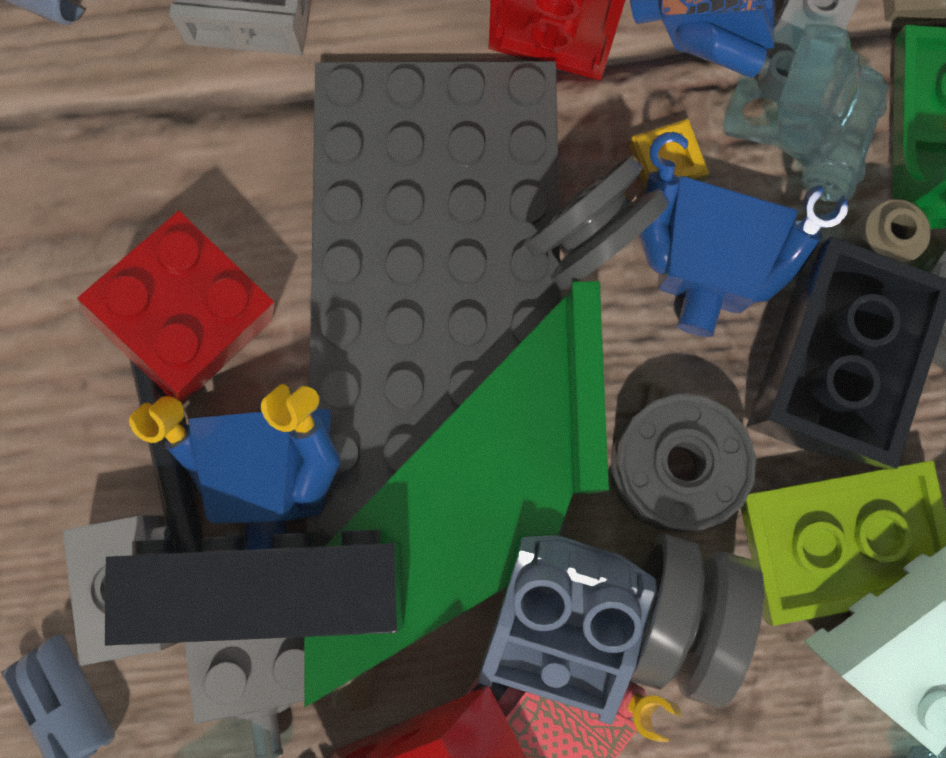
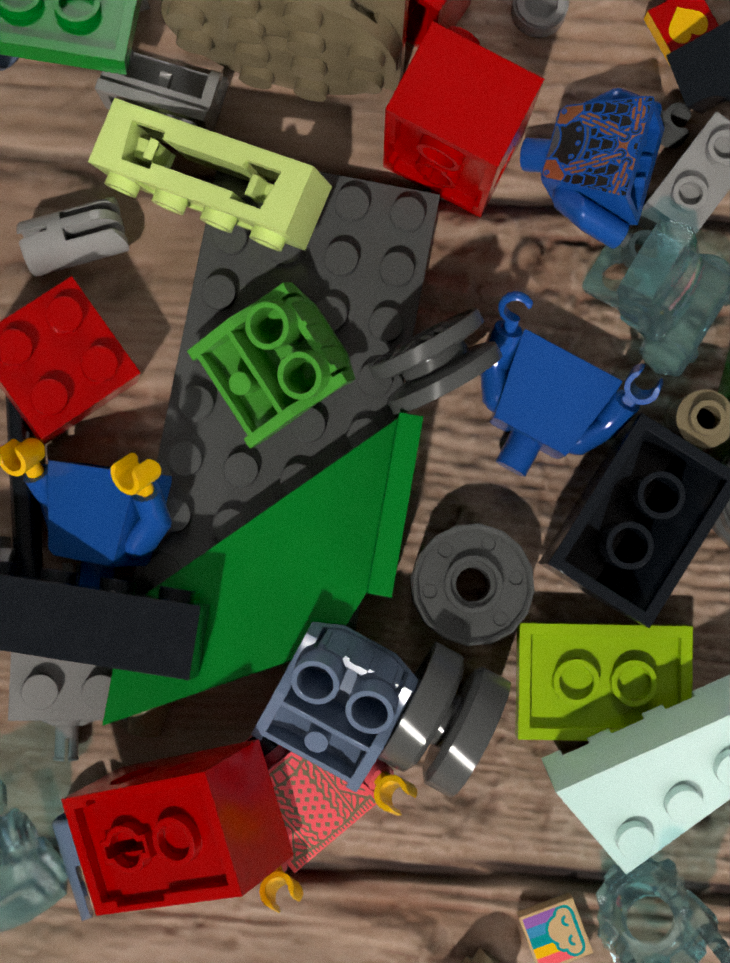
camera: 15 degrees right, 5 degrees up
(173, 177) = (72, 236): none -> light grey arm
(229, 84) = (135, 161): none -> yellowish green brick
(417, 262) = (274, 361): none -> bright green slope
(688, 161) = (539, 288): yellow tile -> none

